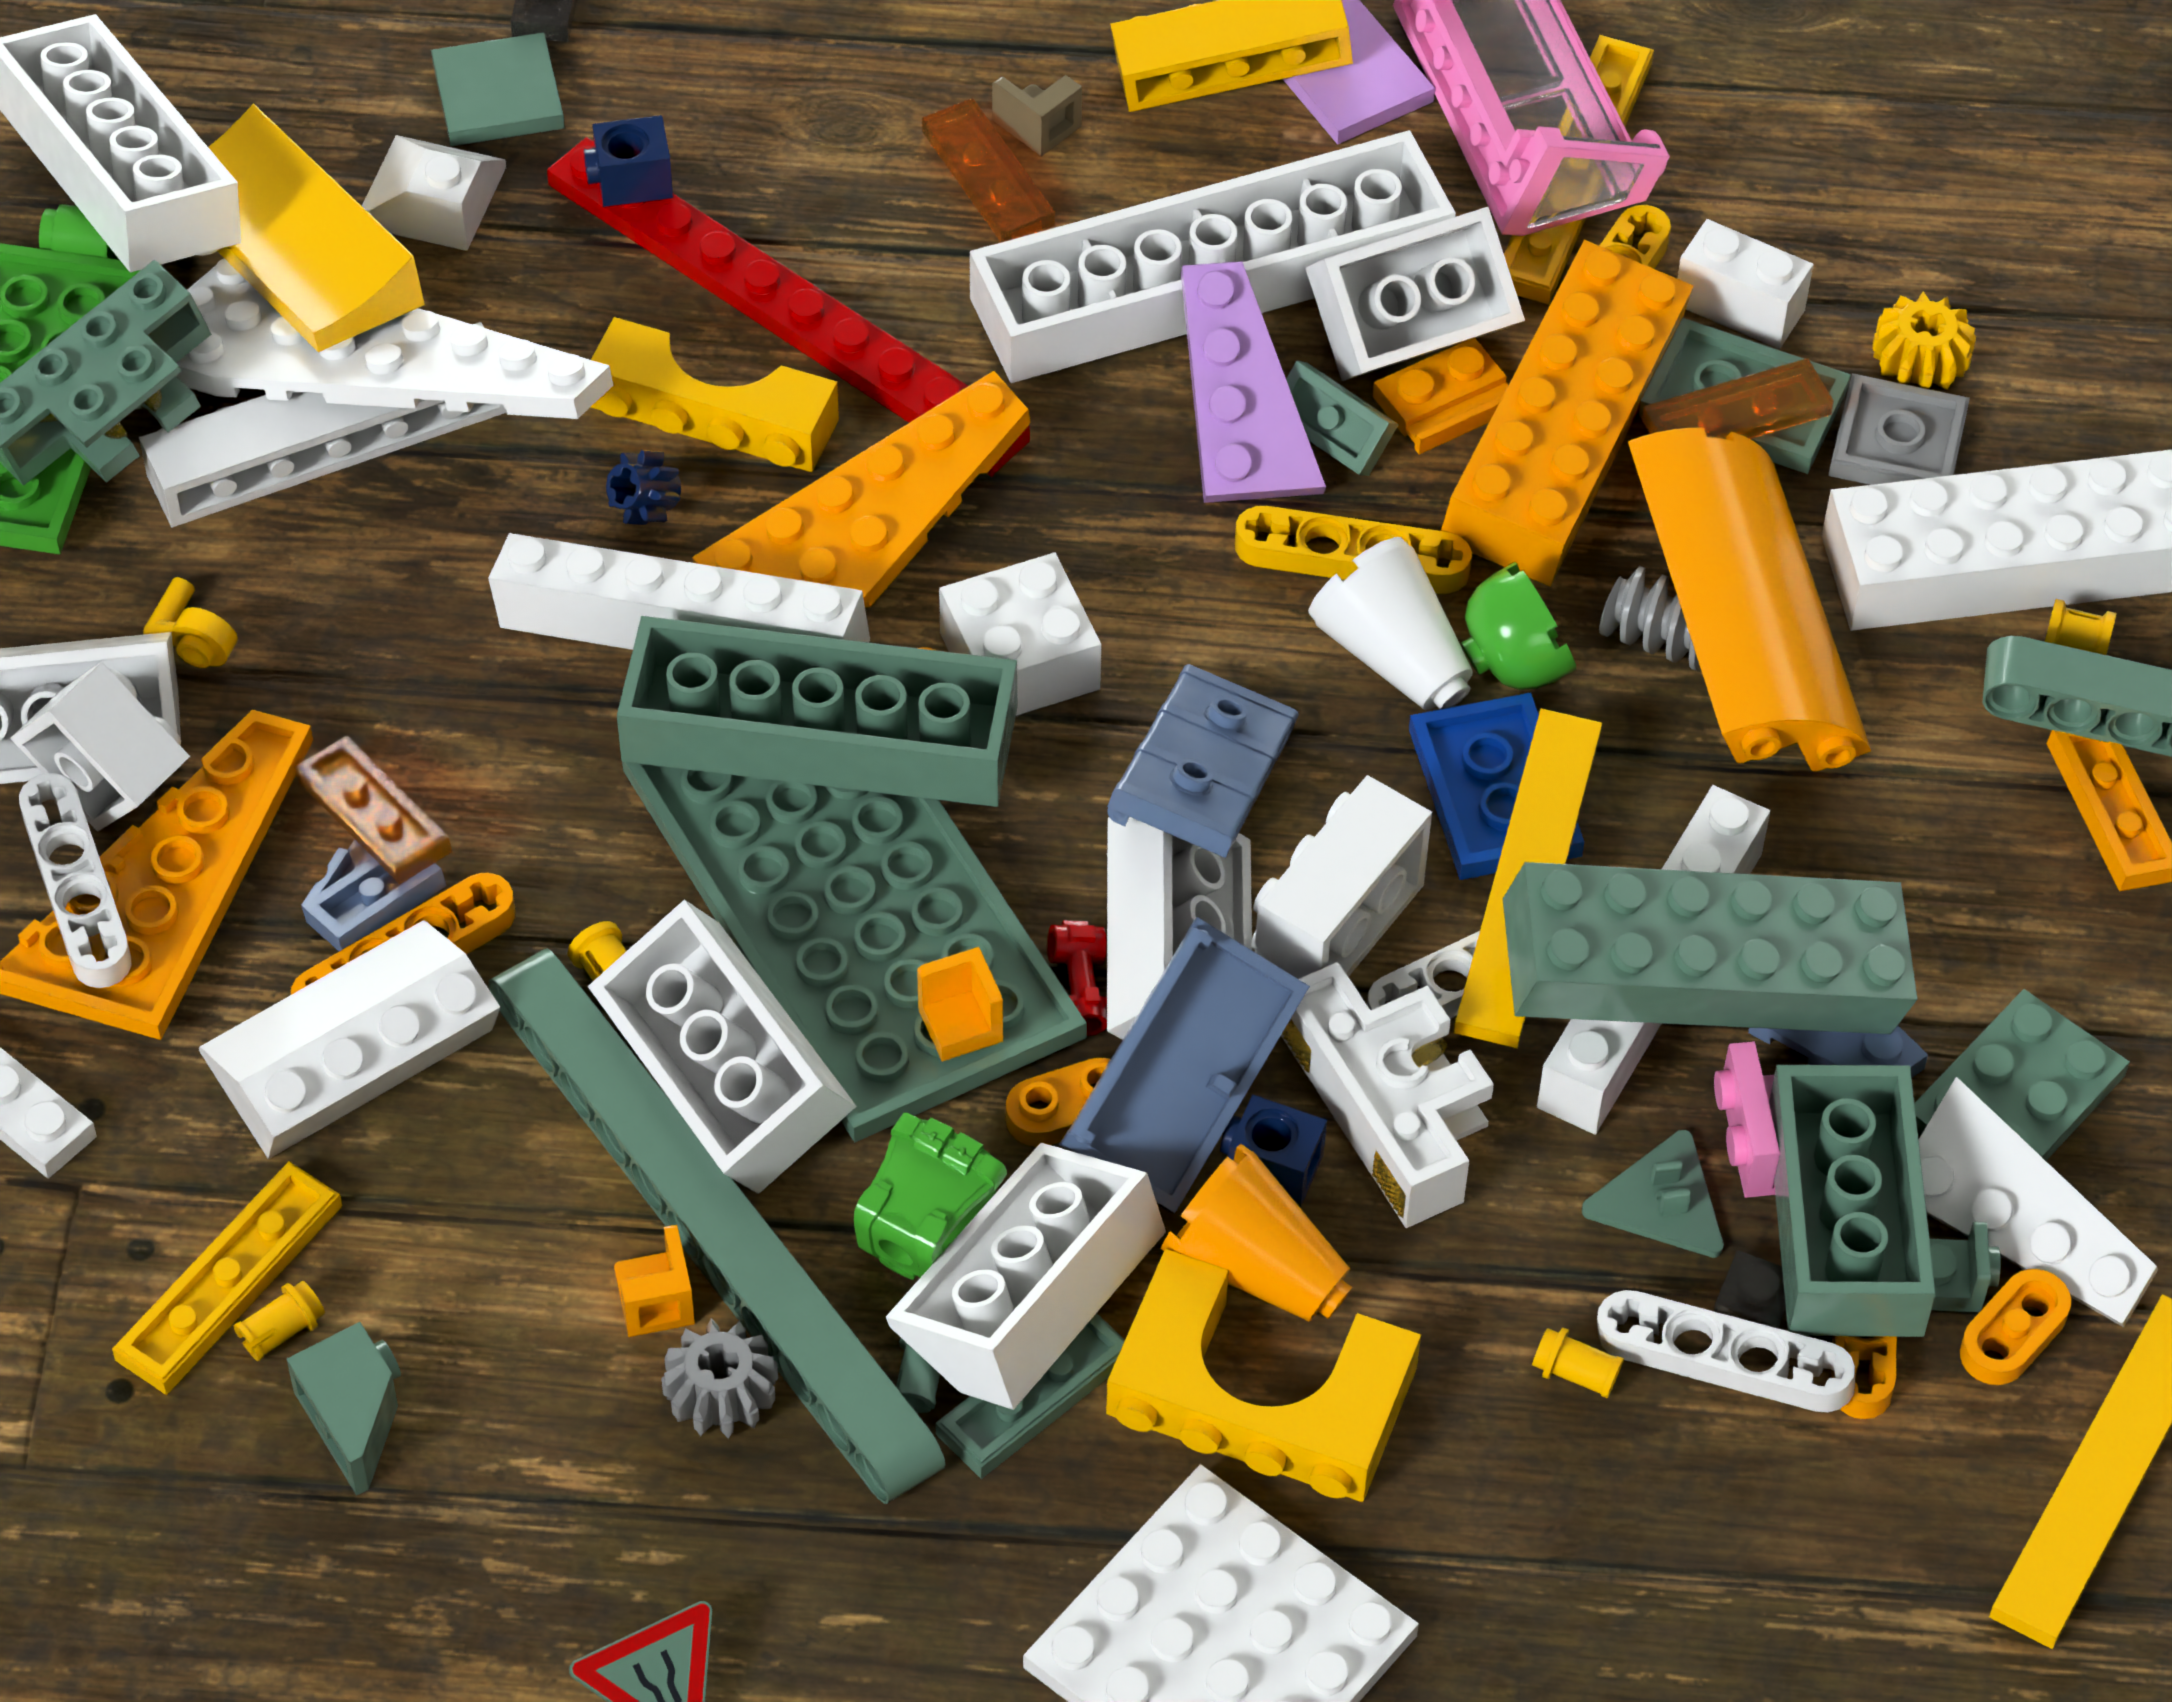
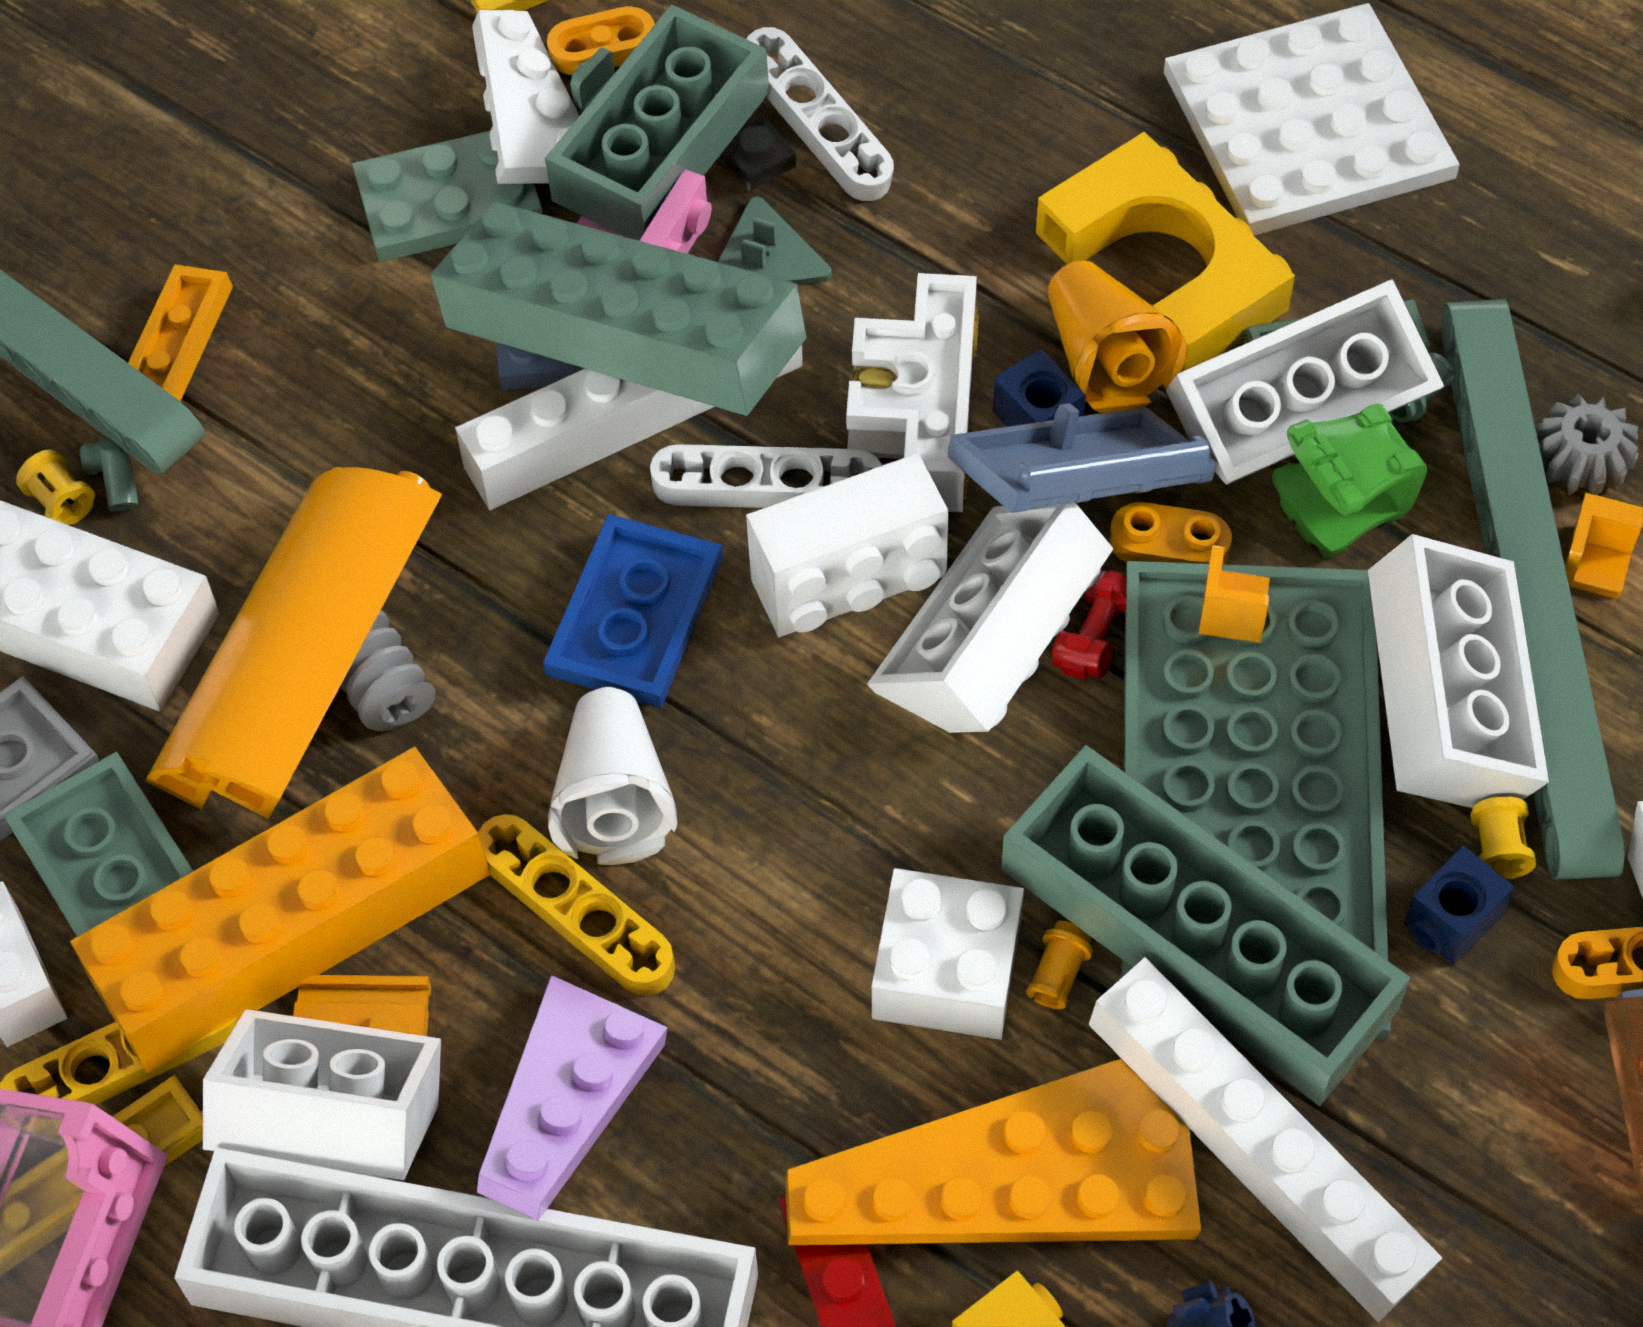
camera: 145 degrees left, 5 degrees up
(624, 902) = (1462, 882): none -> dark blue brick
(1203, 761) = (879, 722): sand blue container -> none
(1339, 419) = (487, 1032): sand green plate -> none
(1514, 633) = (515, 713): bright green cylinder -> none
(1538, 833) = (676, 499): yellow tile -> none
(1577, 1362) = (934, 173): yellow pin -> none
(1747, 404) = (138, 818): clear orange tile -> none

